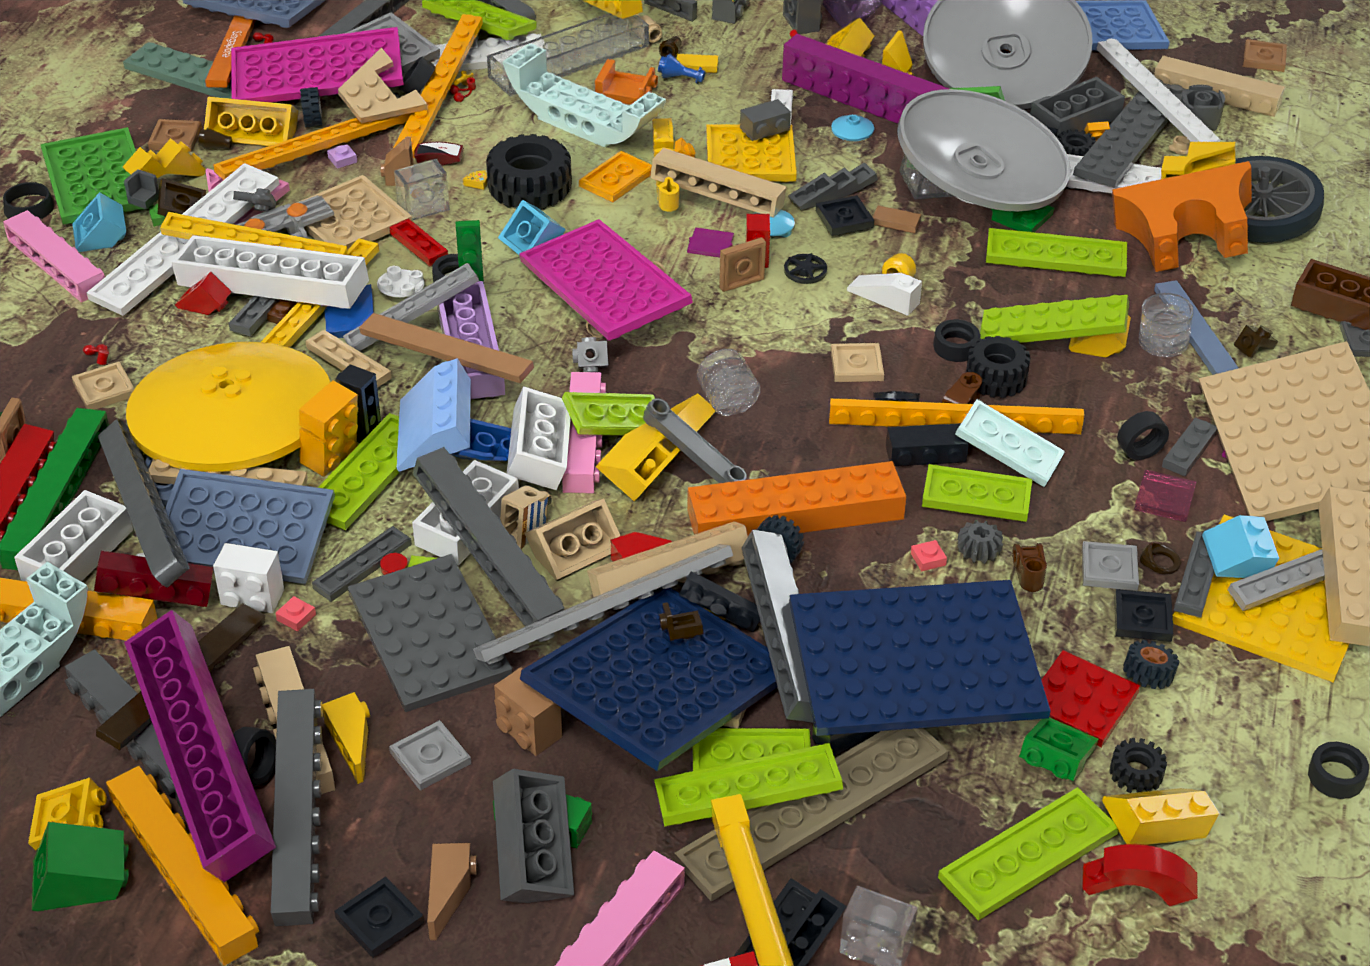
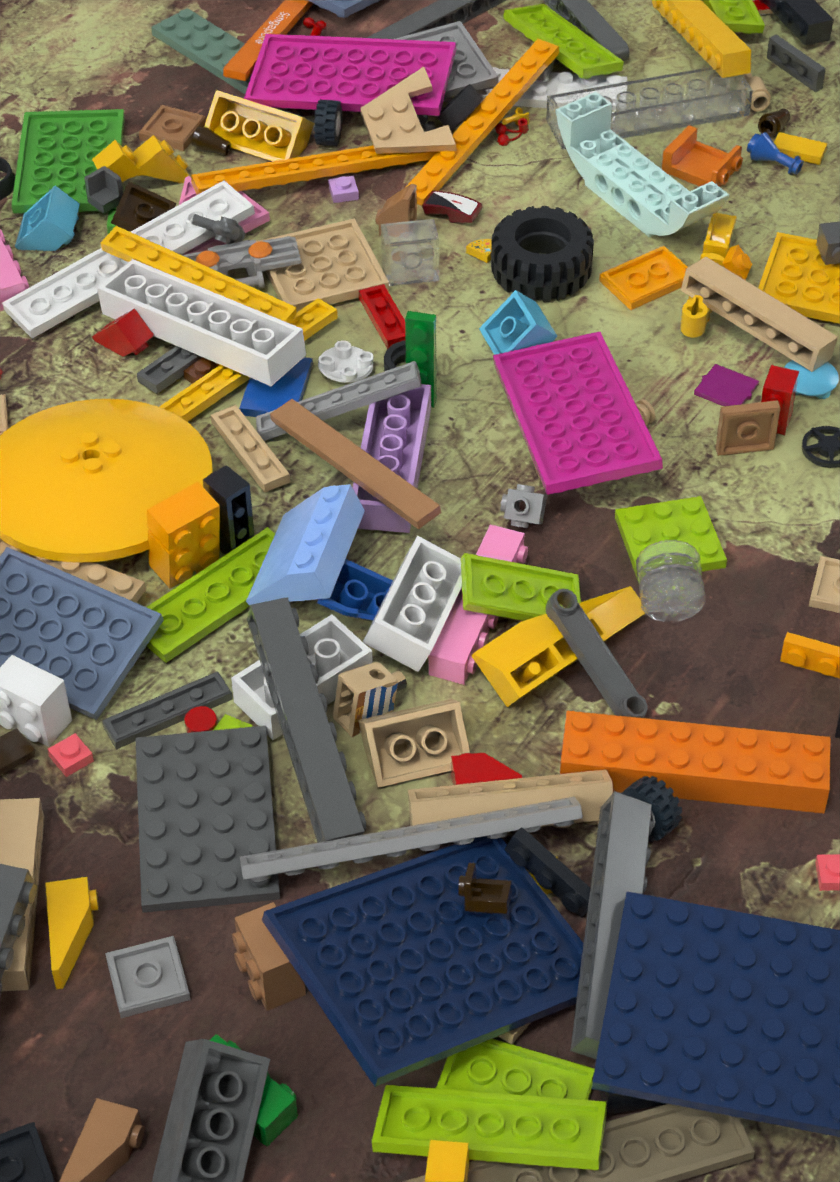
camera: 20 degrees right, 5 degrees up
(690, 350) = (671, 520): none -> lime plate

